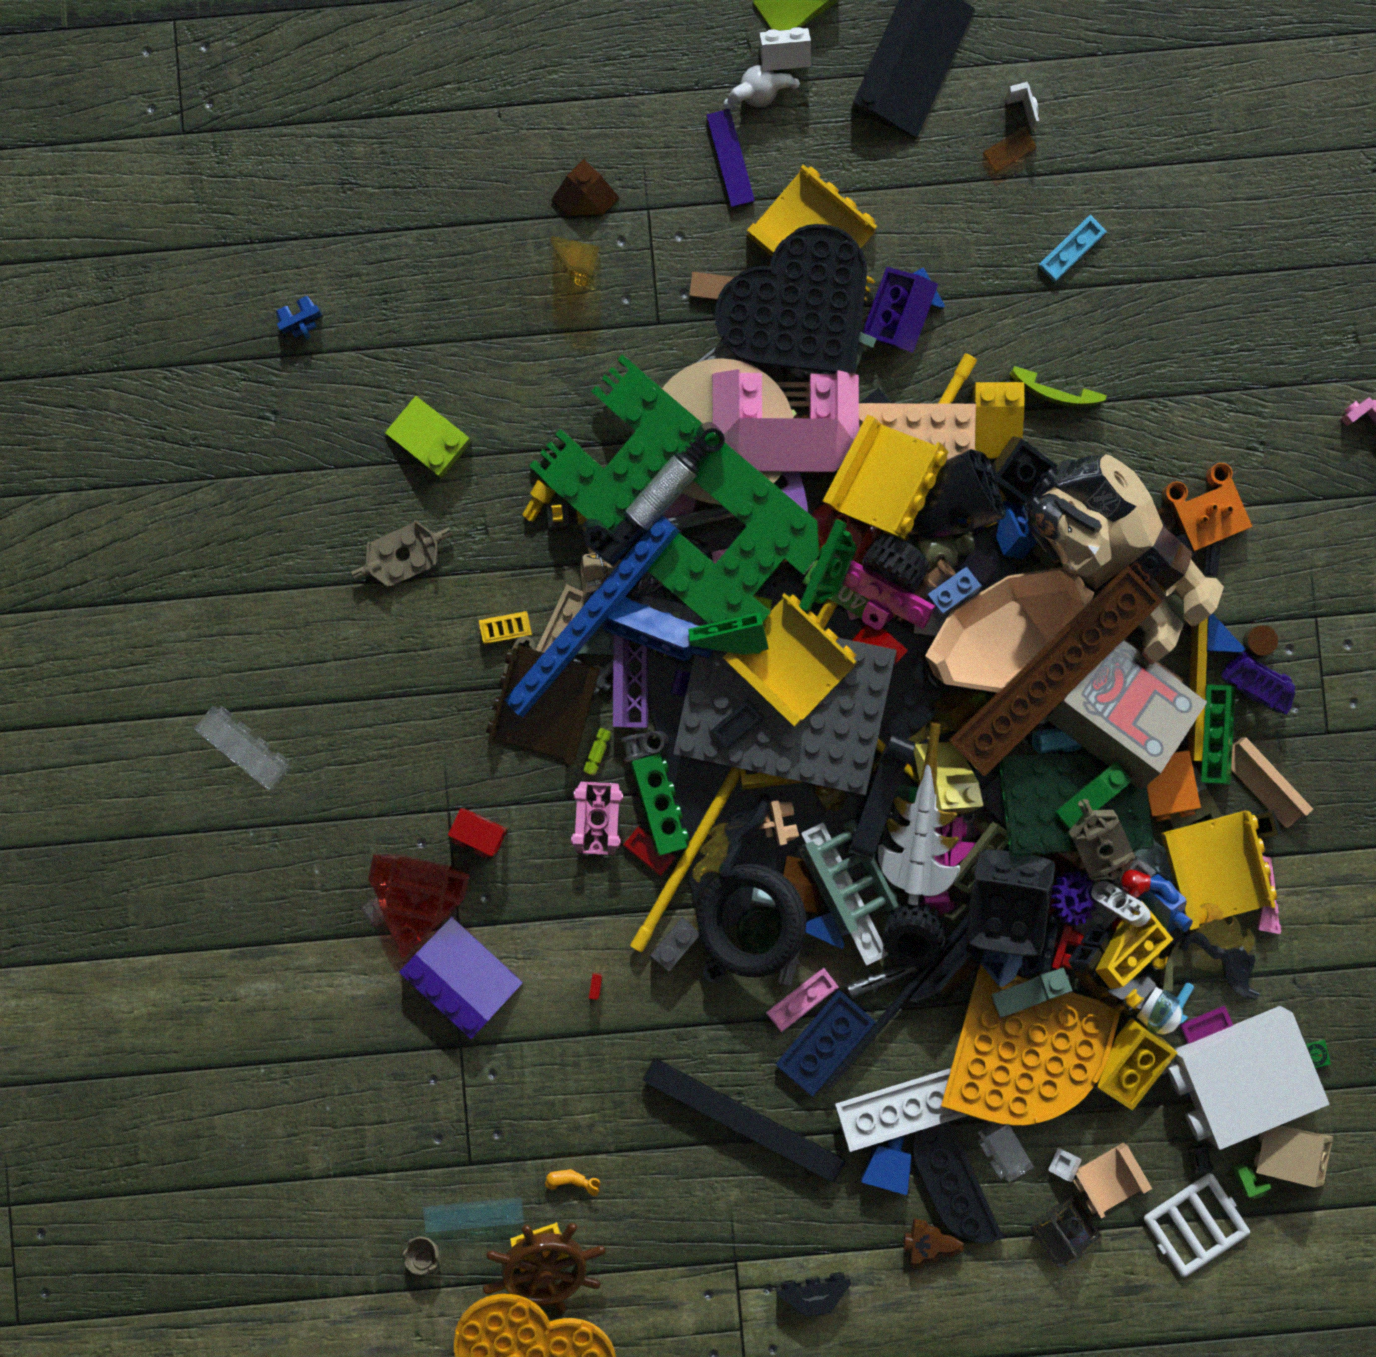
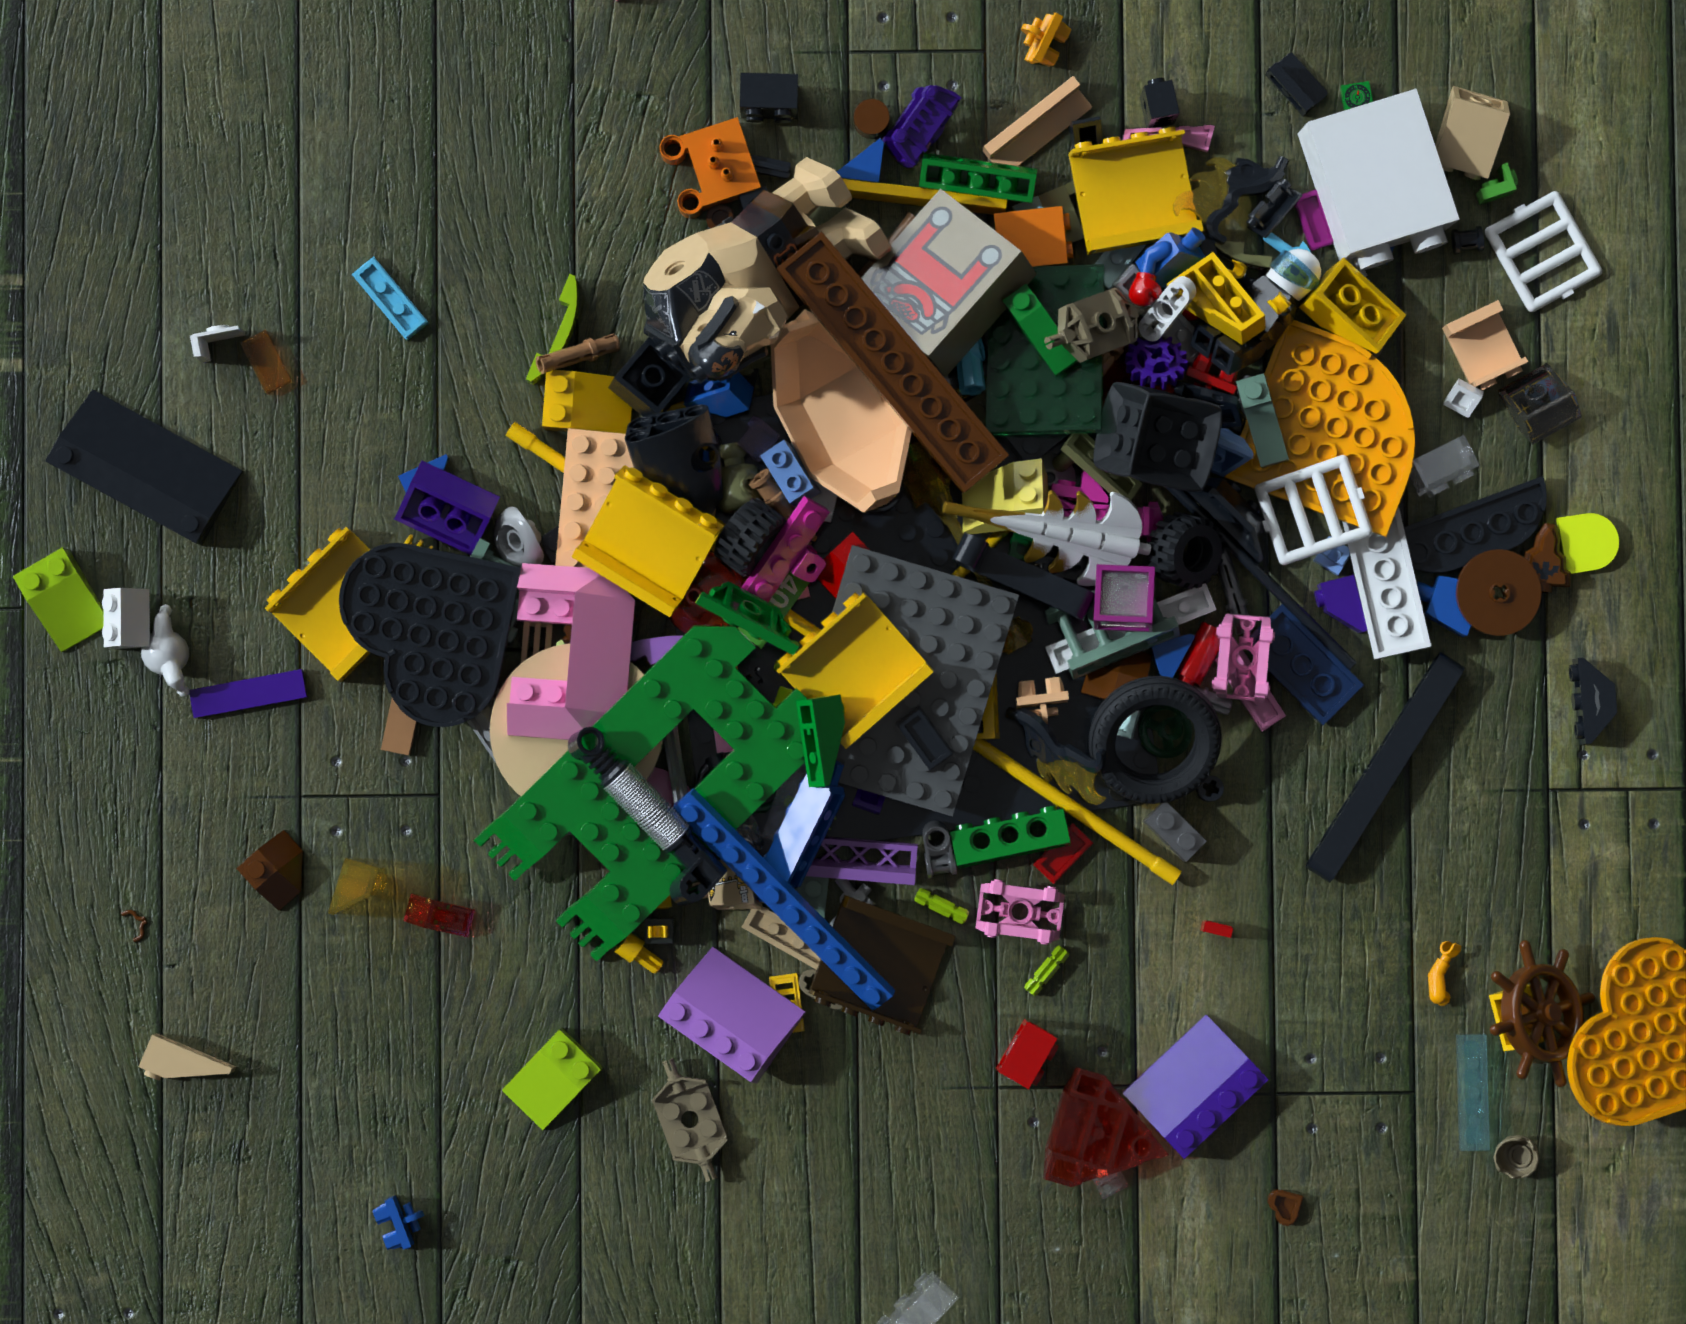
camera: 85 degrees left, 0 degrees up
(366, 1062) = (1285, 1205): none -> reddish brown tile
(421, 120) = (173, 1059): none -> tan slope
(491, 582) = (732, 1015): none -> medium lavender slope
(535, 85) = (141, 927): none -> reddish brown piece
(549, 844) = (1046, 970): none -> lime axle
(557, 331) = (439, 915): none -> clear red slope
(827, 955) = (1199, 655): none -> red brick
(827, 978) = (1228, 662): none -> bright pink piece
(870, 885) = (1124, 598): none -> piece
(878, 370) = (517, 538): none -> light grey hat
(881, 1073) = (1342, 602): none -> dark purple slope
(900, 1225) = (1520, 592): none -> reddish brown piece
(920, 1062) = (1333, 559): none -> light blue tile
(937, 1064) = (1316, 473): none -> white bar
(950, 1280) = (1587, 541): none -> neon yellow tile
(1043, 417) = (588, 350): none -> medium nougat pin
(1206, 984) = (1268, 216): none -> black hinge
(1272, 552) = (769, 97): none -> black brick
(1296, 884) = (1159, 103): none -> black brick
(1322, 1001) = (1296, 83): none -> black panel
(1344, 780) = (1040, 36): none -> light orange hips

